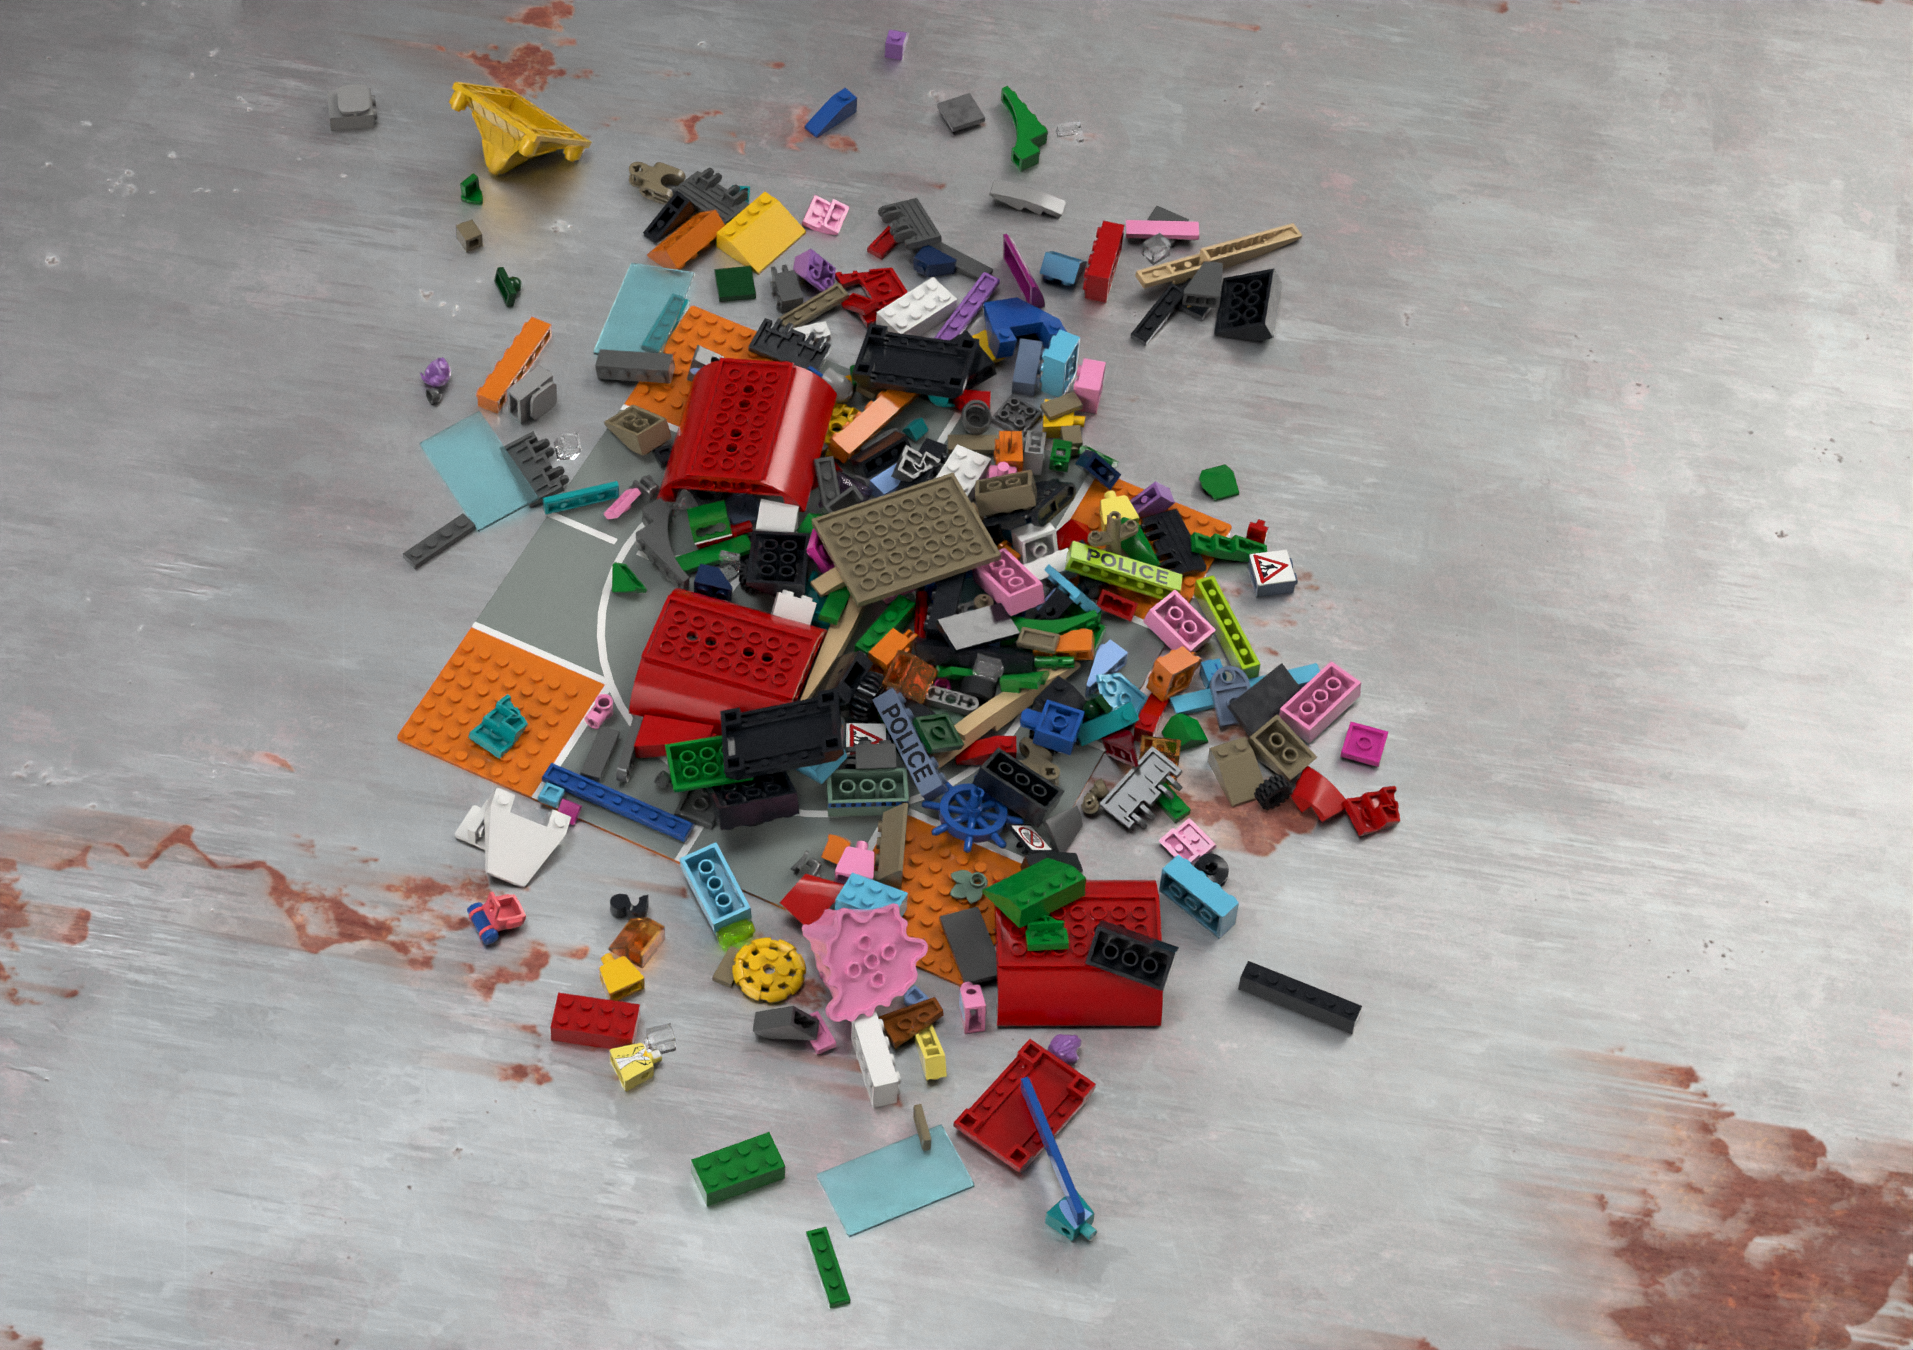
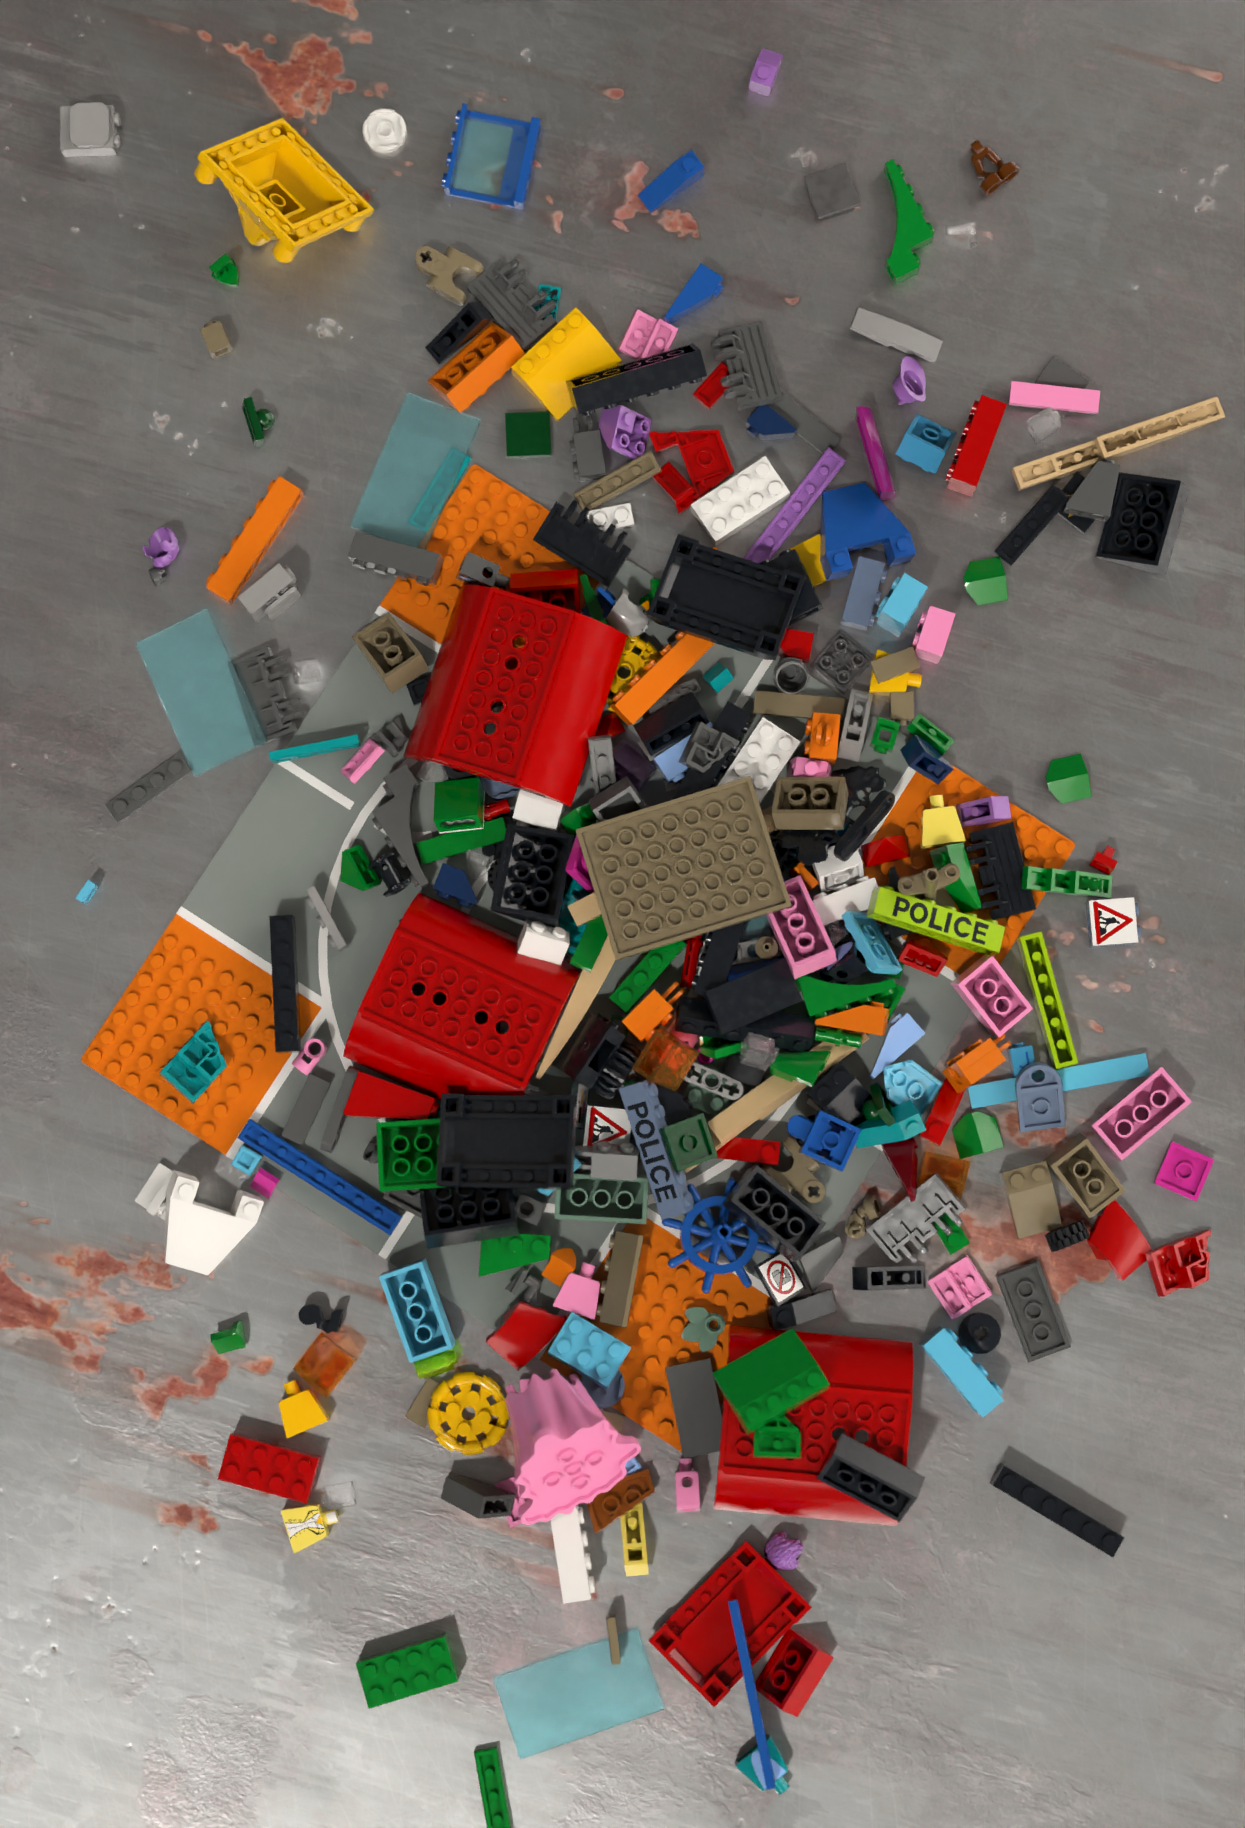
camera: 15 degrees right, 30 degrees up
(393, 614) = (87, 892): none -> medium azure tile
(496, 915) = (172, 1319): coral piece -> none
(548, 929) = (229, 1339): none -> green tile
(573, 661) = (285, 984): none -> black brick
(593, 97) = (384, 130): none -> white tile
(604, 614) = (325, 919): none -> light grey plate
(660, 584) = (391, 876): none -> black hose
(682, 110) = (491, 158): none -> clear light blue panel
(793, 837) = (512, 1252): none -> green wedge
(810, 810) = (539, 1208): none -> dark grey brick
(820, 233) = (636, 379): none -> black brick
(861, 182) = (696, 293): none -> blue slope
(1038, 640) = (822, 1013): dark tan tile -> none
(1042, 228) = (910, 382): none -> medium lavender piece
(1089, 1141) = (793, 1672): none -> red slope
(1092, 95) = (993, 180): none -> reddish brown piece
(1119, 837) = (888, 1277): none -> black slope
(1128, 355) = (986, 581): none -> green slope
(1253, 857) = (1033, 1311): none -> dark grey tile
(1264, 699) = (1078, 1106): black tile -> none

